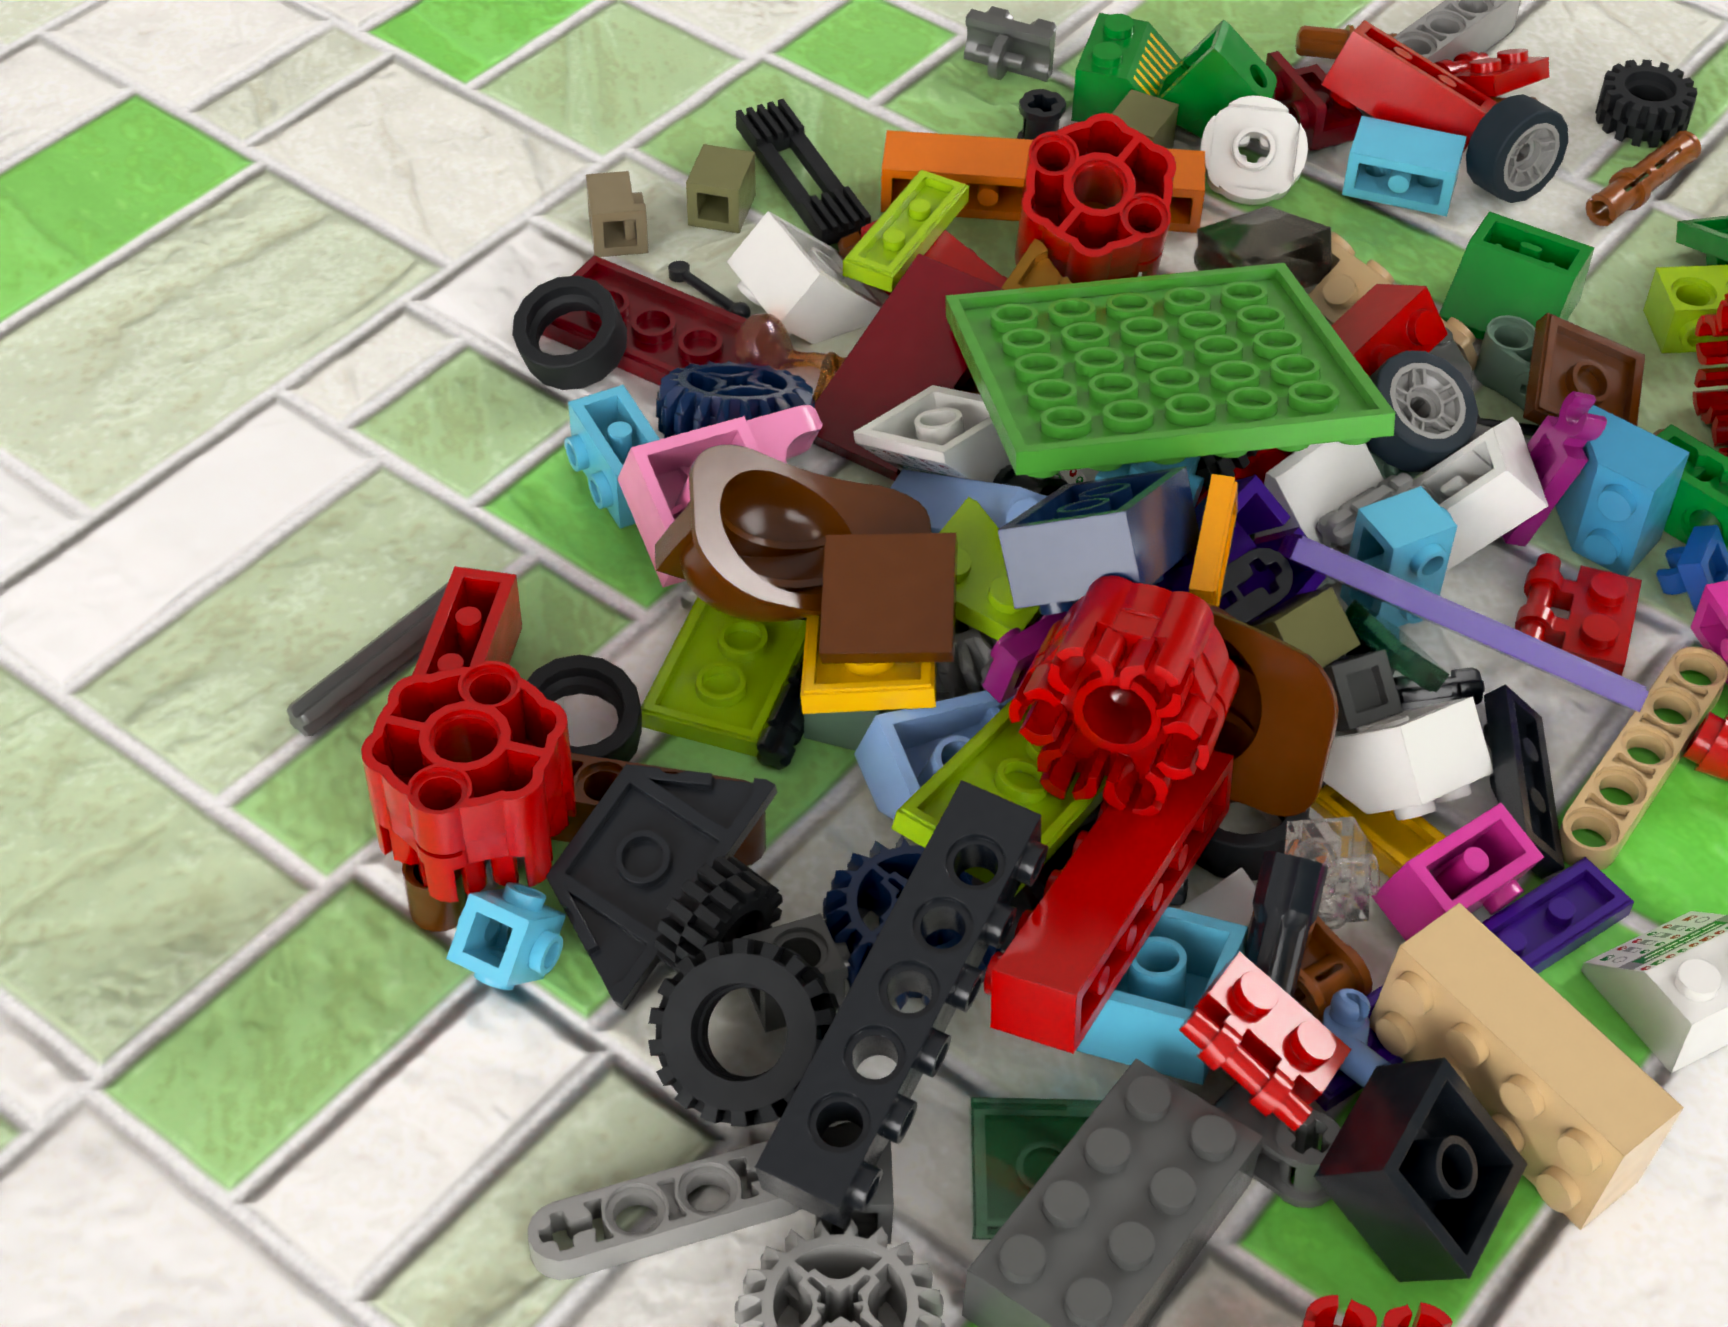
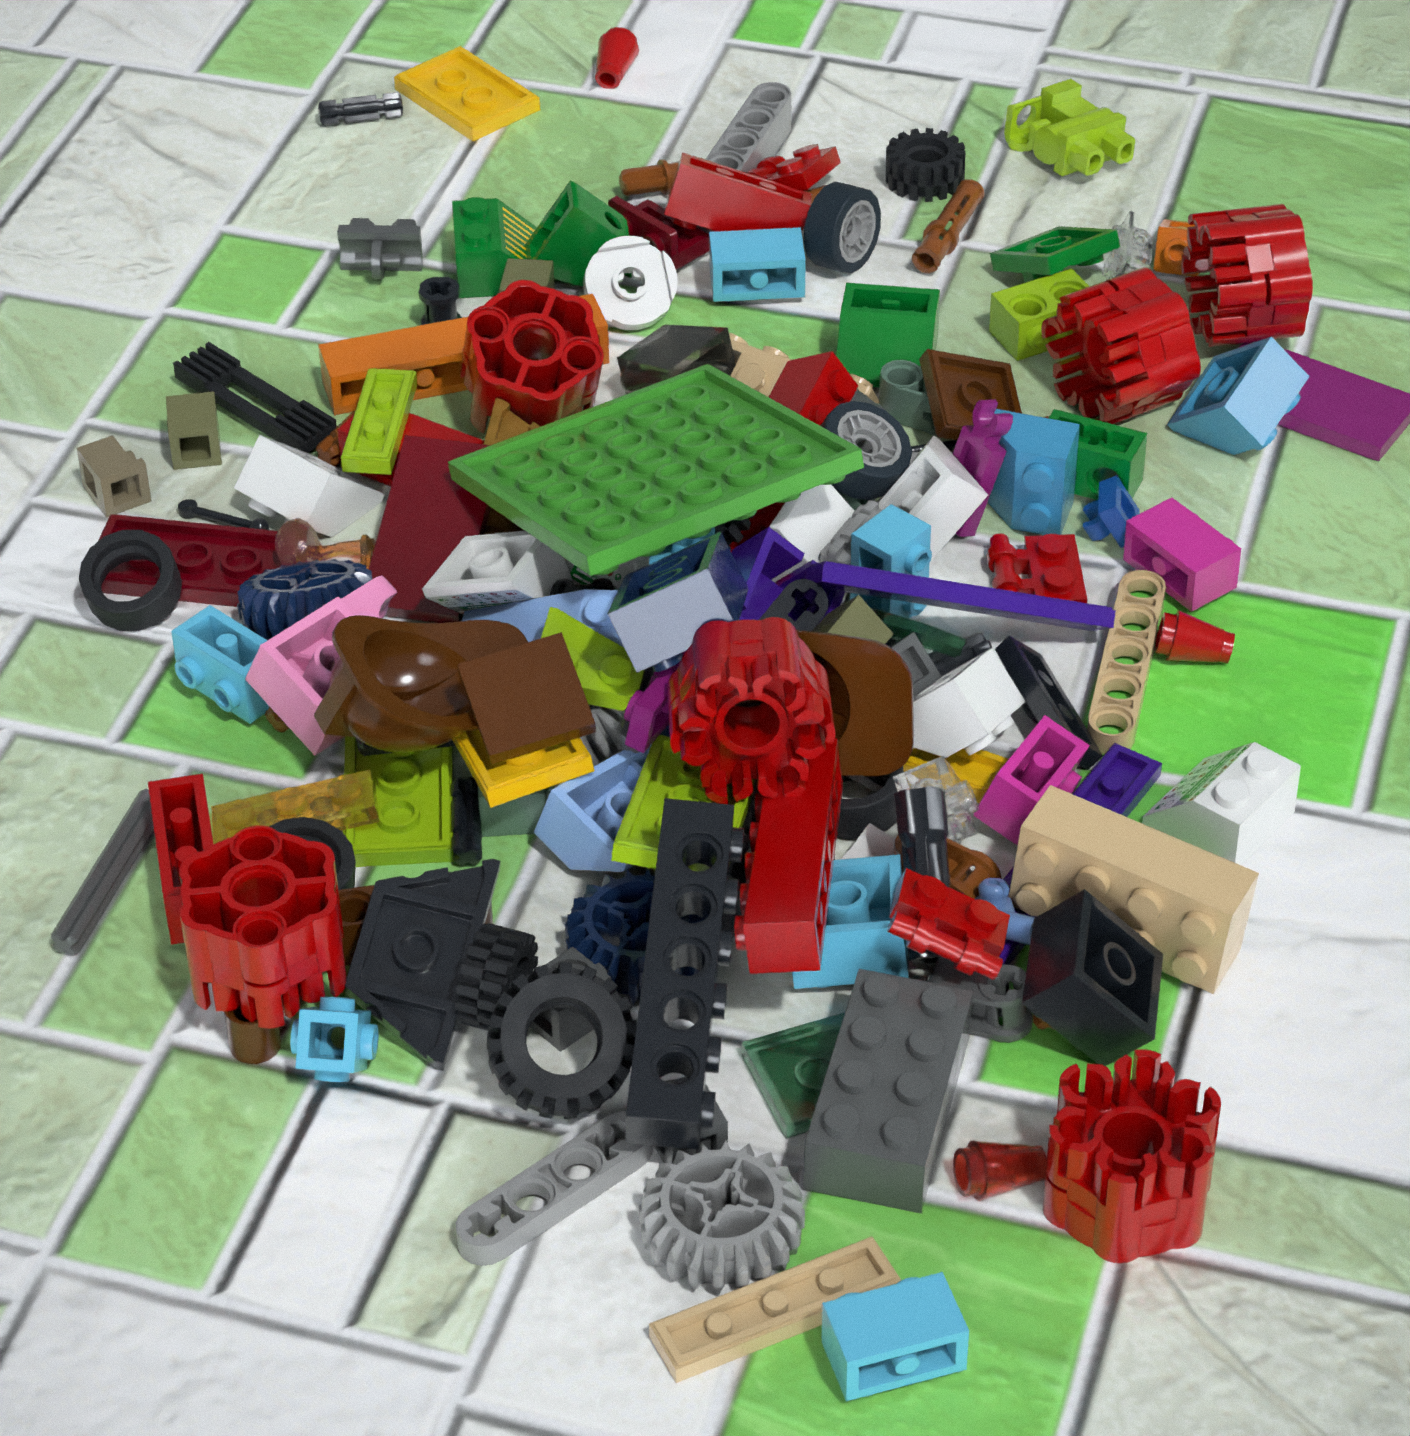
camera: 20 degrees left, 5 degrees down
(641, 647) = (340, 801): none -> clear yellow plate
(1215, 539) = (761, 575): light orange tile -> none

